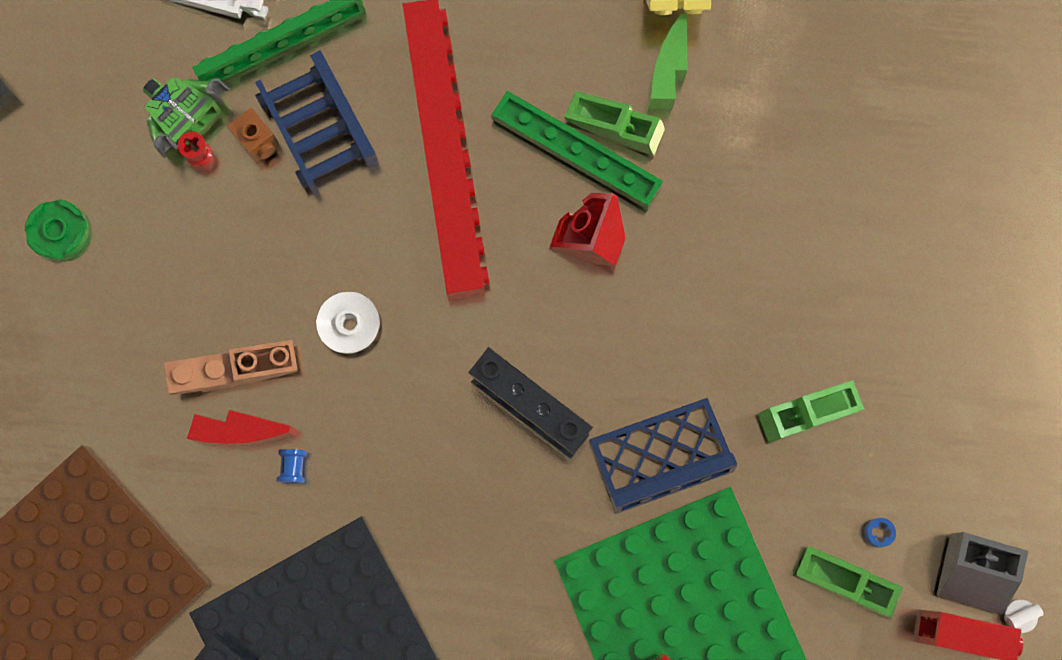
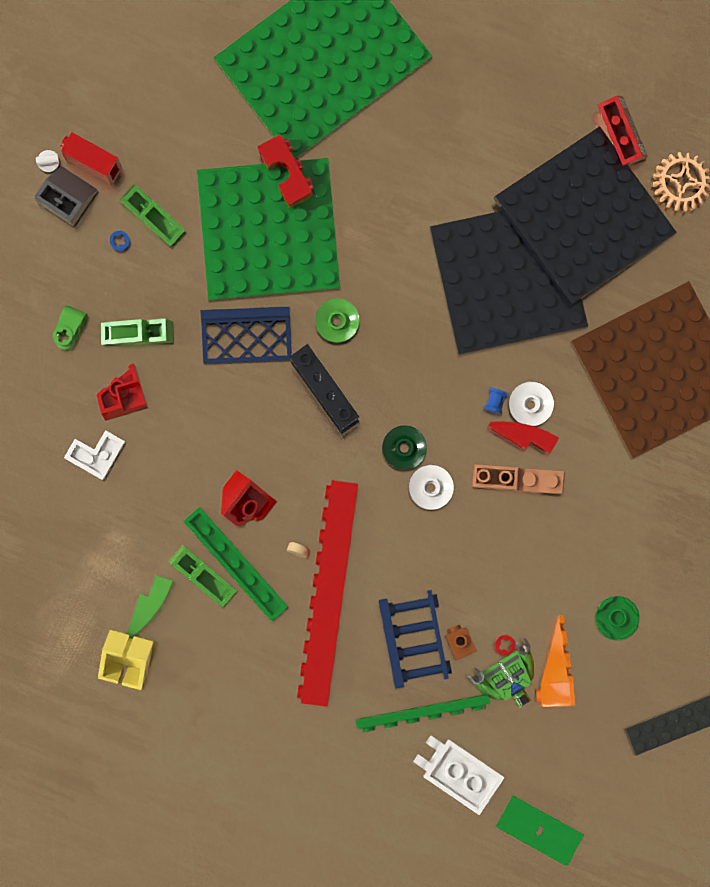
camera: 160 degrees left, 5 degrees up
(112, 122) = (556, 682): none -> orange slope
(225, 477) = (531, 392): none -> white dish
(392, 350) = (404, 435): none -> dark green dish
(500, 190) = (298, 550): none -> tan tile
(548, 494) = (334, 309): none -> bright green dish
(800, 227) = (97, 460): none -> white plate
(800, 322) = (122, 395): none -> red slope
(905, 394) = (69, 324): none -> bright green piece

